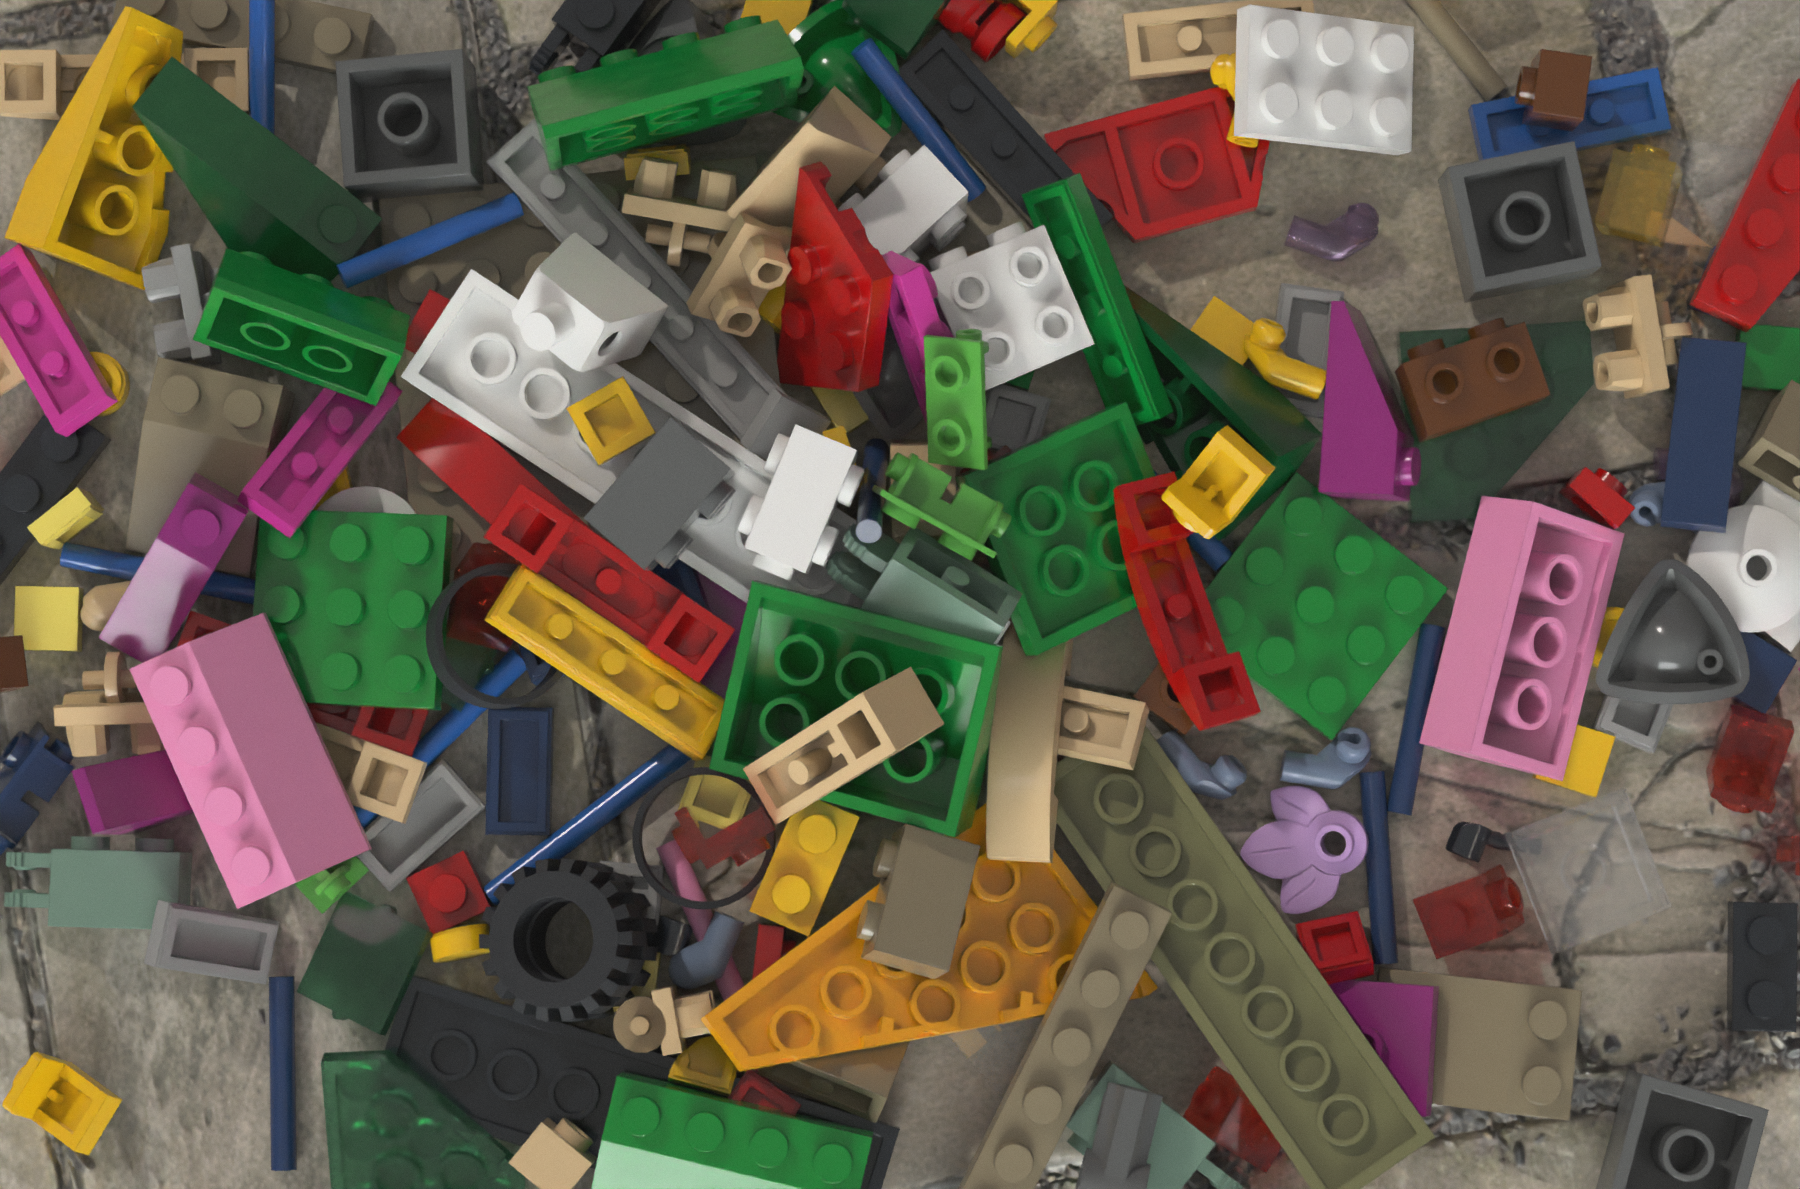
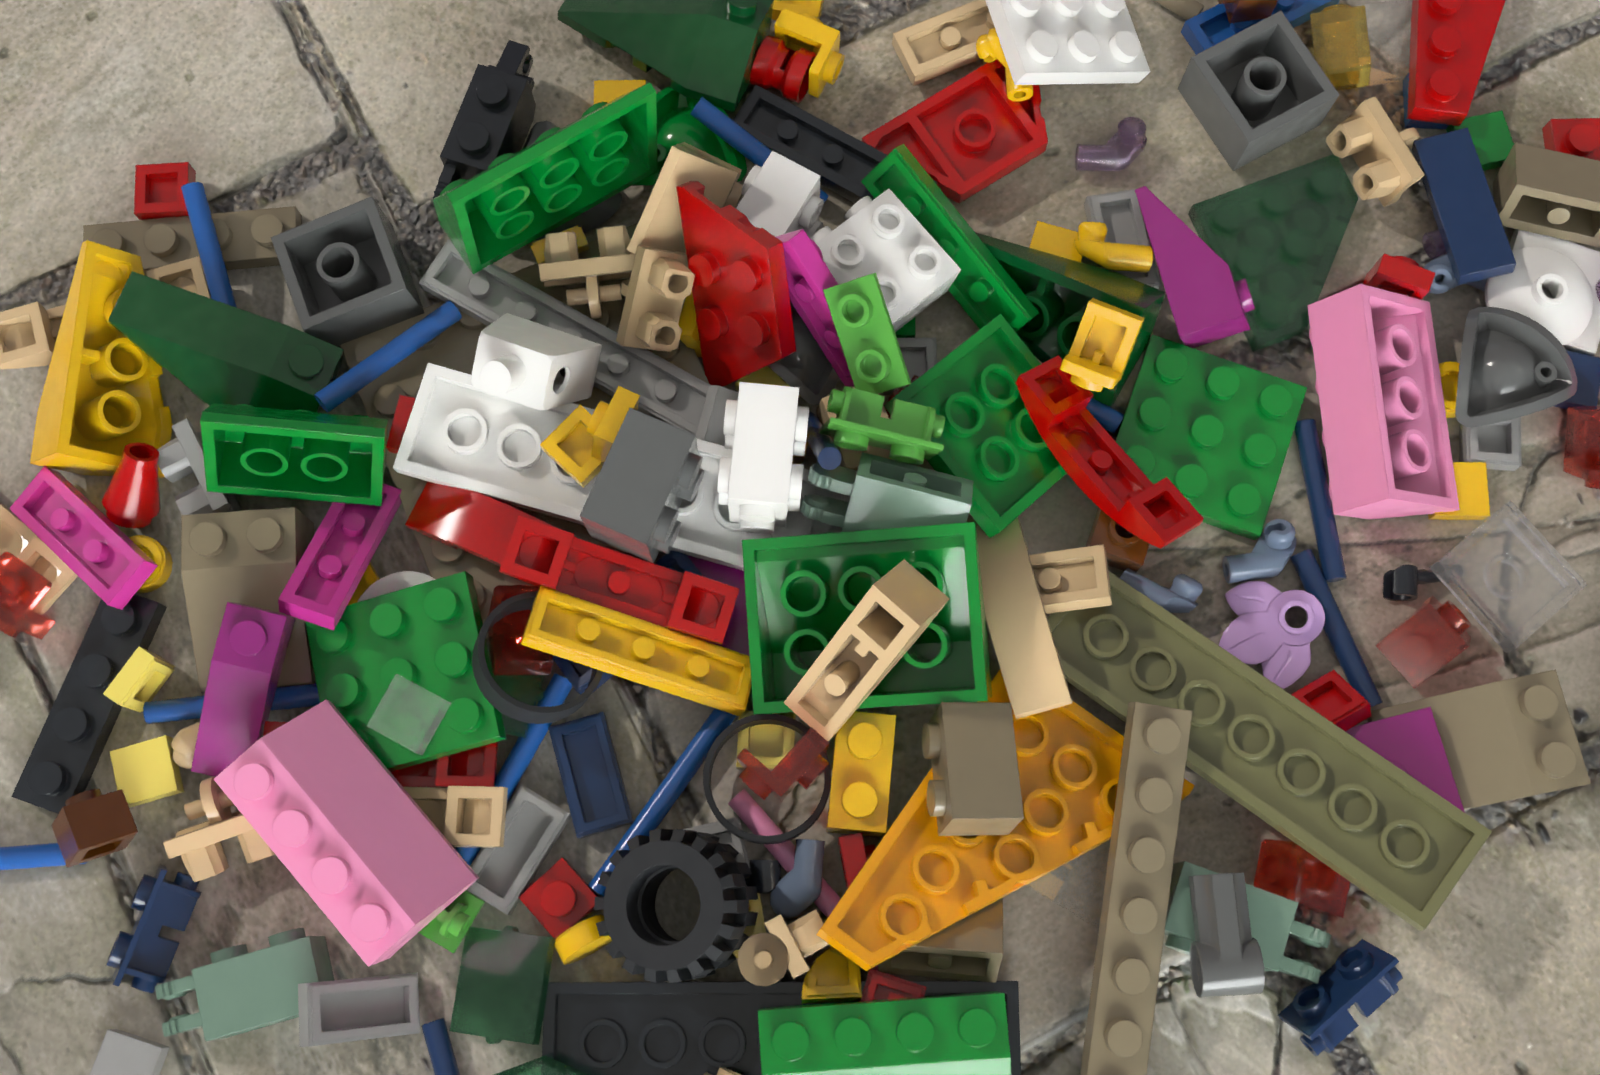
camera: 20 degrees left, 10 degrees down
(110, 304) = (134, 488): none -> red cone
(131, 794) = (246, 896): magenta slope -> none
(346, 656) = (409, 714): none -> clear tile
(648, 415) = (608, 419): none -> yellow plate
(1472, 379) = (1270, 213): reddish brown brick -> none

